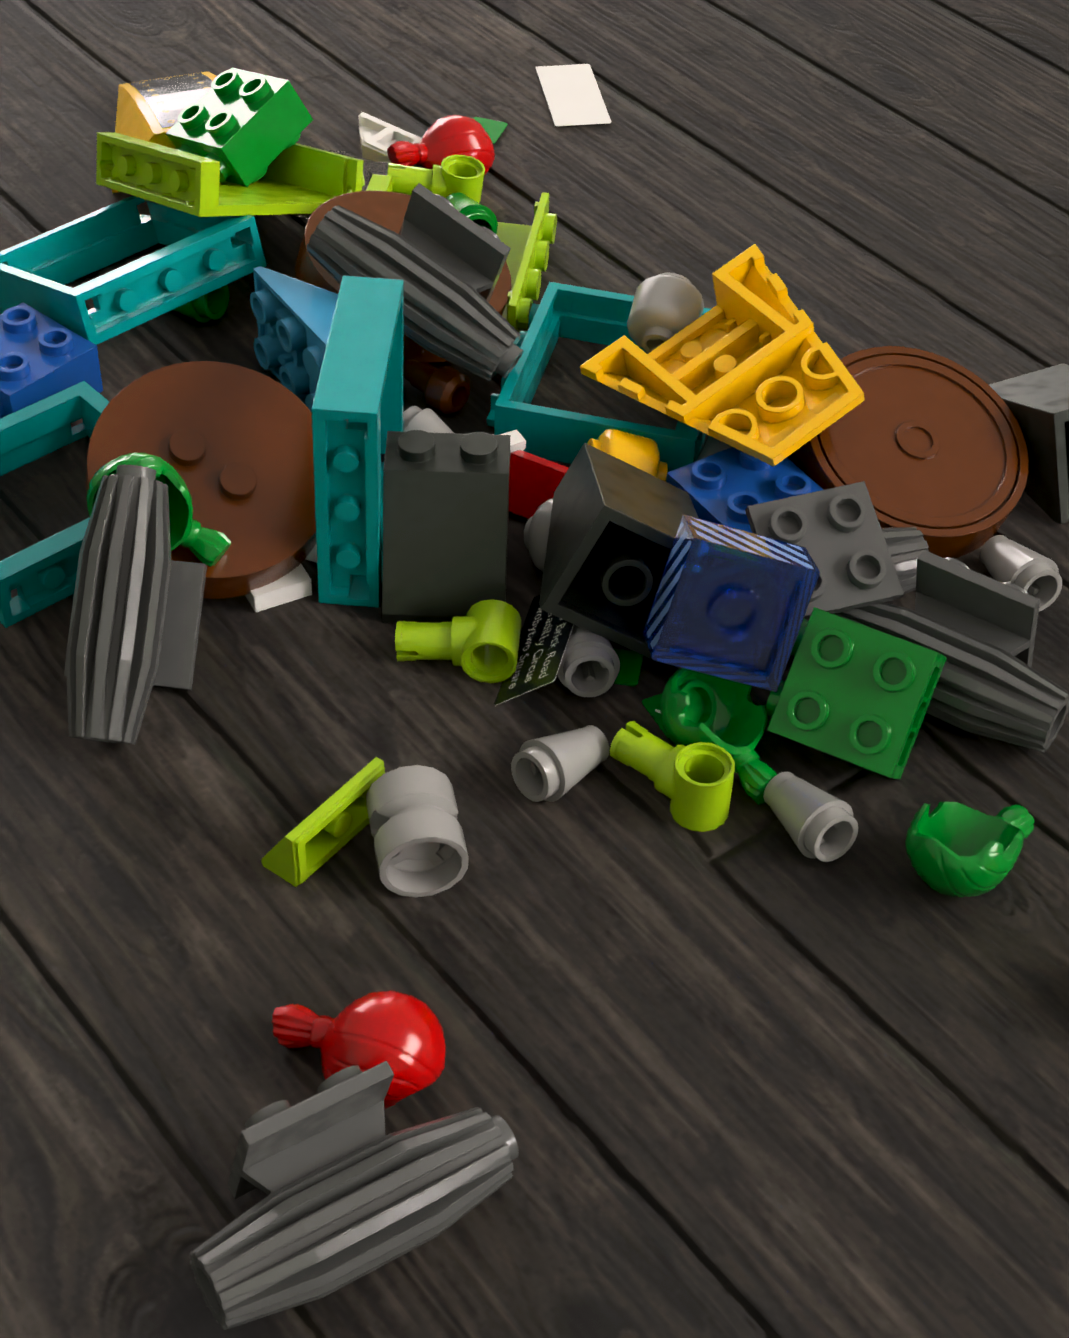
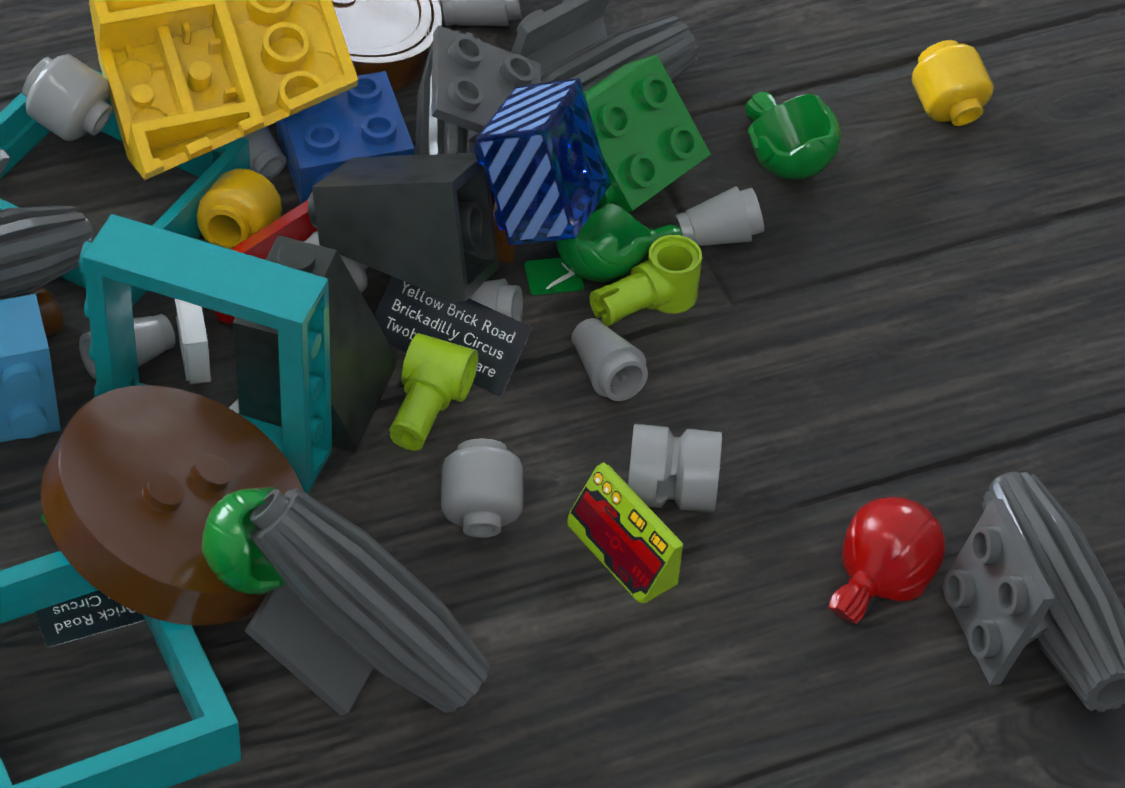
camera: 75 degrees left, 5 degrees up
(342, 697) = (482, 487): none -> light grey head

